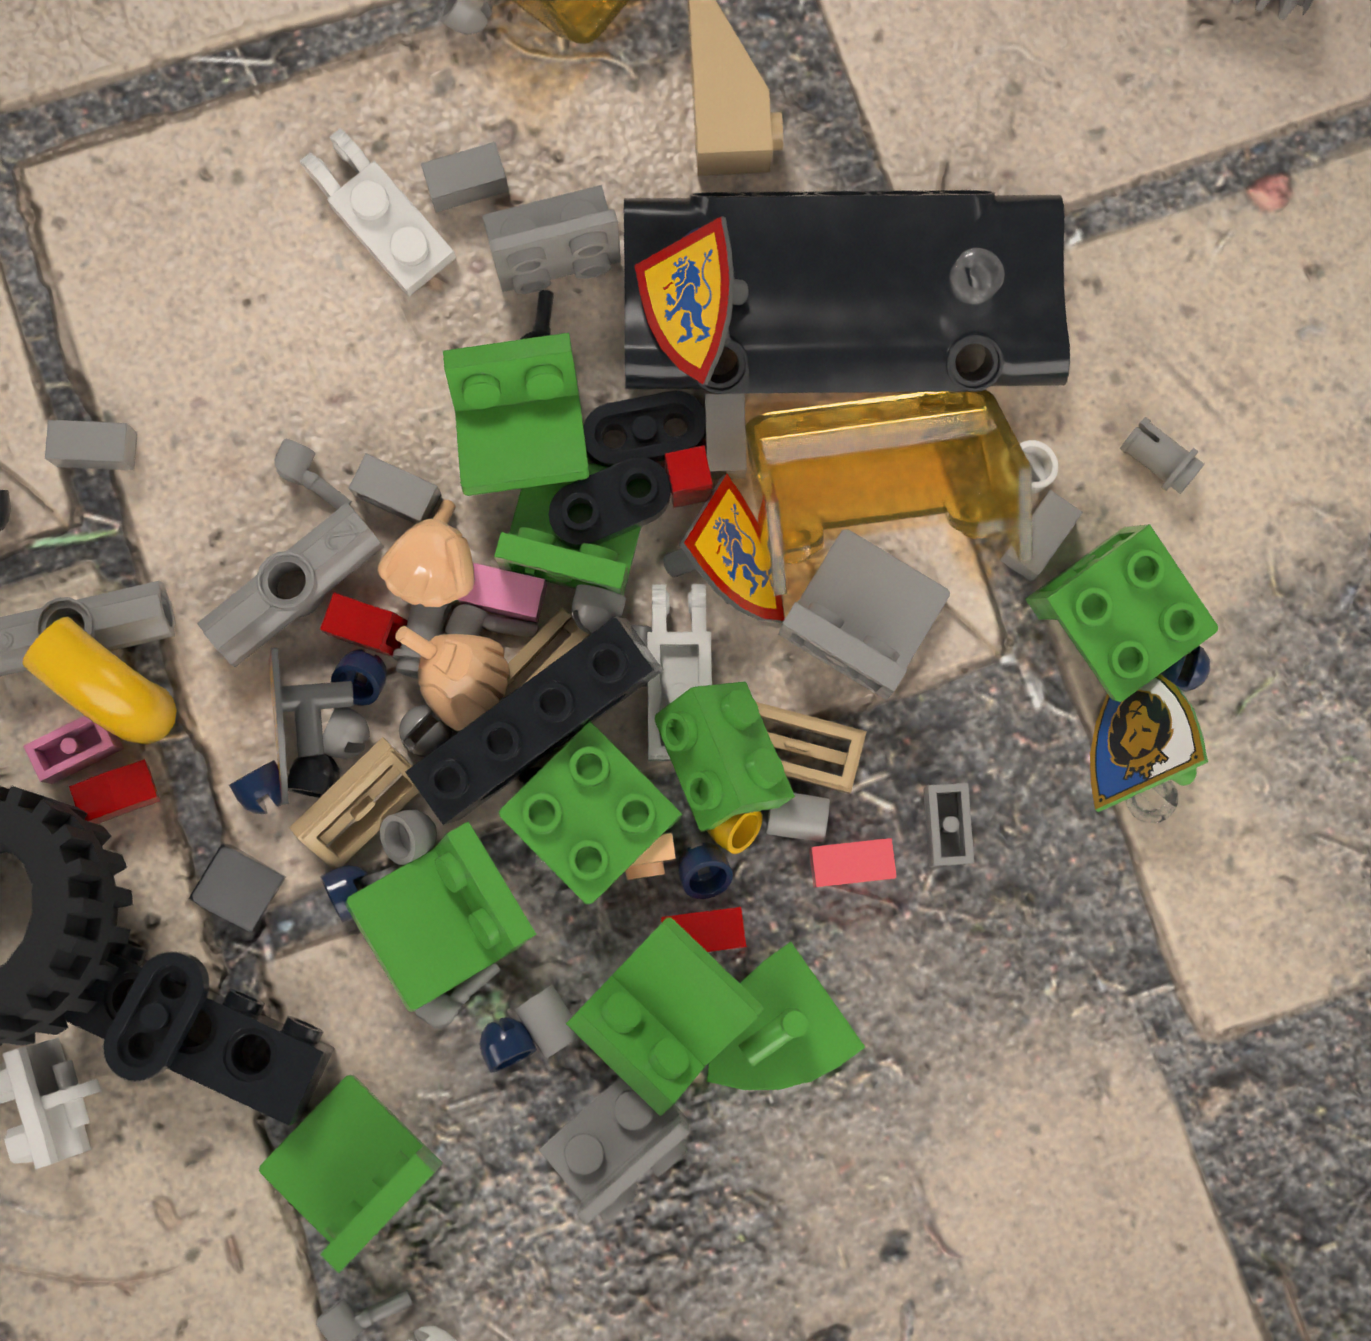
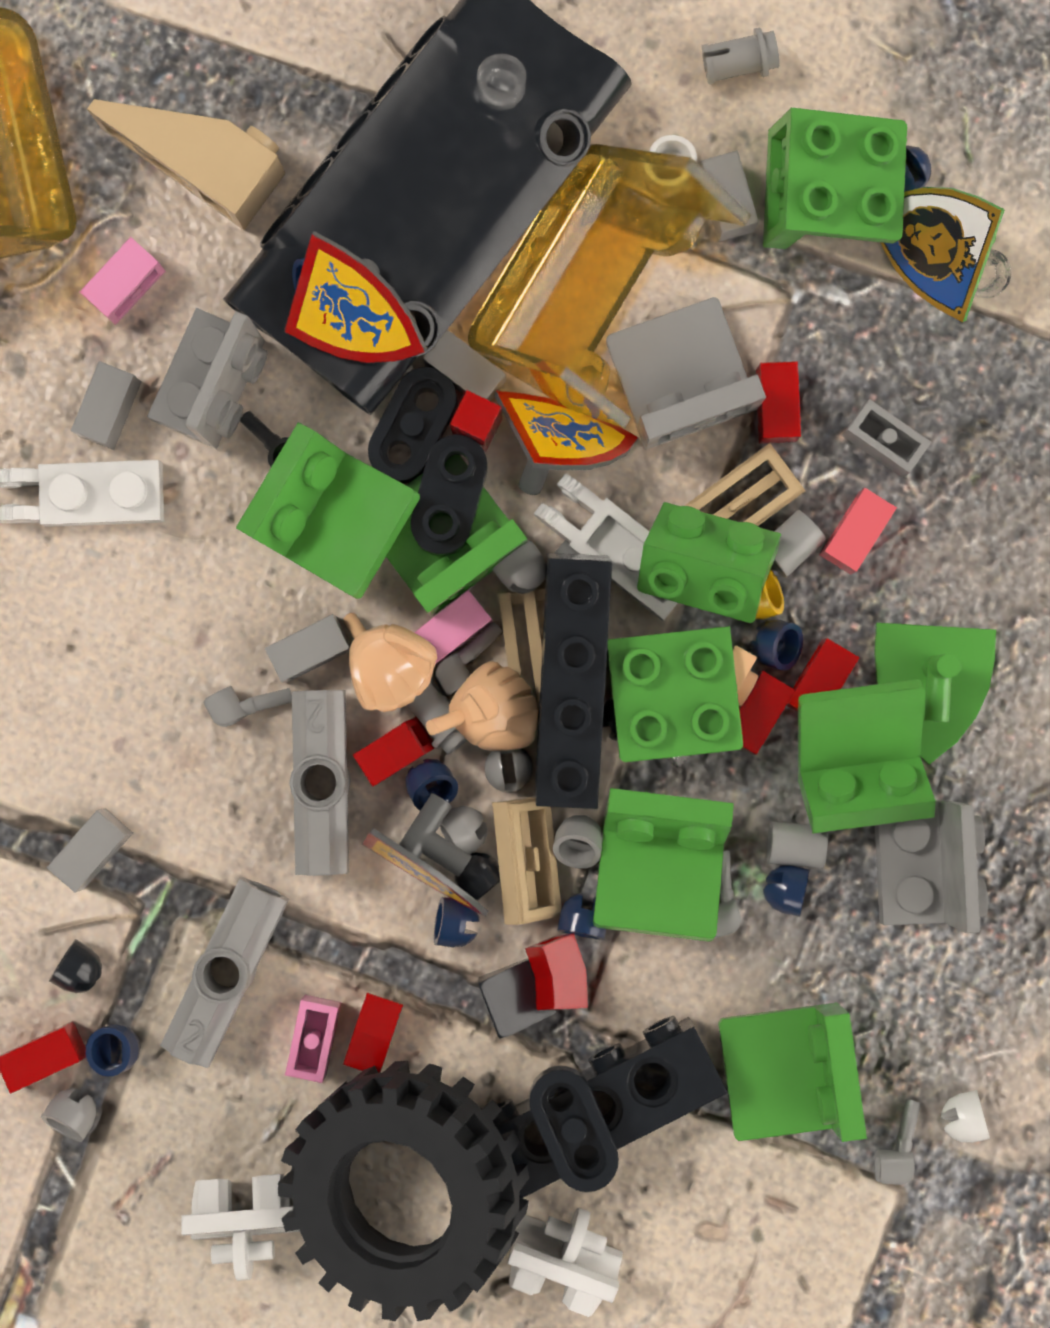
camera: 45 degrees left, 5 degrees up
(100, 684) = (286, 982): yellow cylinder -> none
(284, 906) = (558, 973): none -> piece
(576, 112) = (122, 281): none -> bright pink piece
(635, 900) = (762, 710): none -> red piece
(905, 711) = (780, 411): none -> red piece

